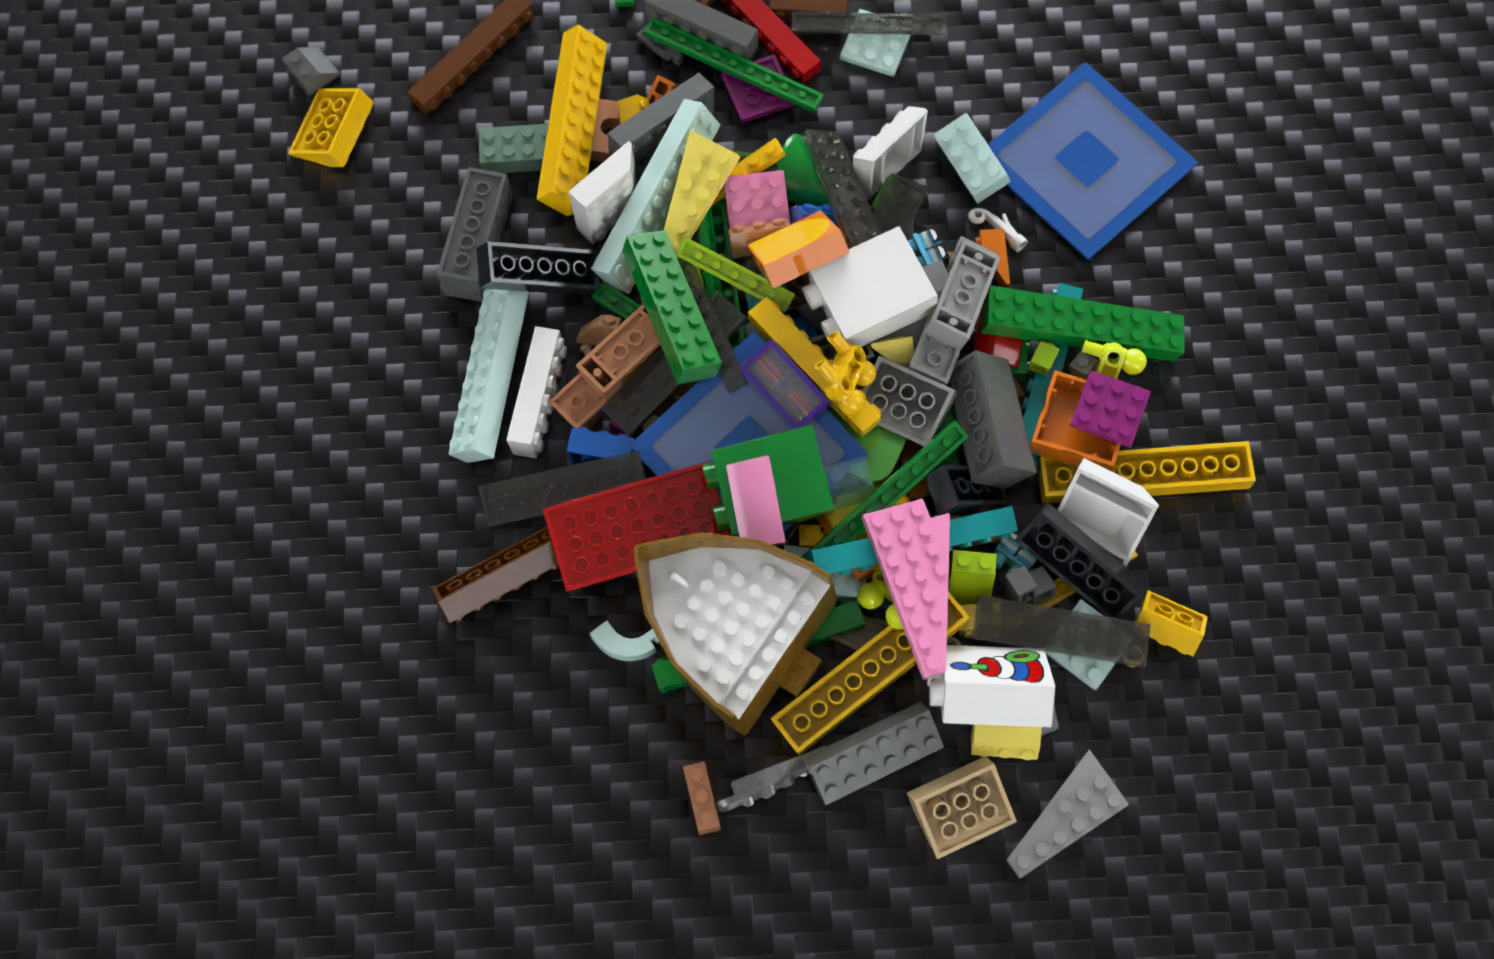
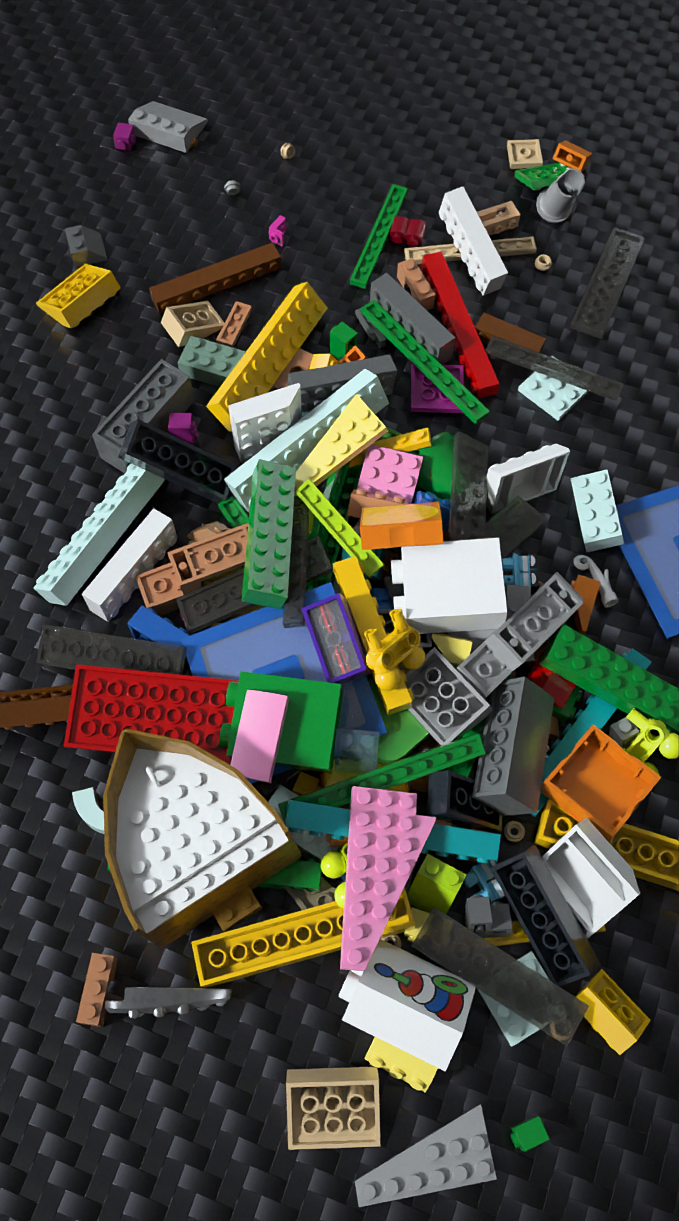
camera: 20 degrees right, 5 degrees down
(469, 111) = (191, 320): none -> tan slope
(515, 98) = (234, 324): none -> nougat plate
(520, 230) = (183, 427): none -> magenta brick
(640, 75) = (342, 340): none -> green brick
(873, 752) = (270, 1017): dark grey brick -> none
(1022, 495) = (514, 825): none -> tan plate
(1043, 358) = (589, 709): lime brick -> none
(1110, 409) = (631, 781): magenta plate -> none
(1141, 755) = (529, 1134): none -> green brick

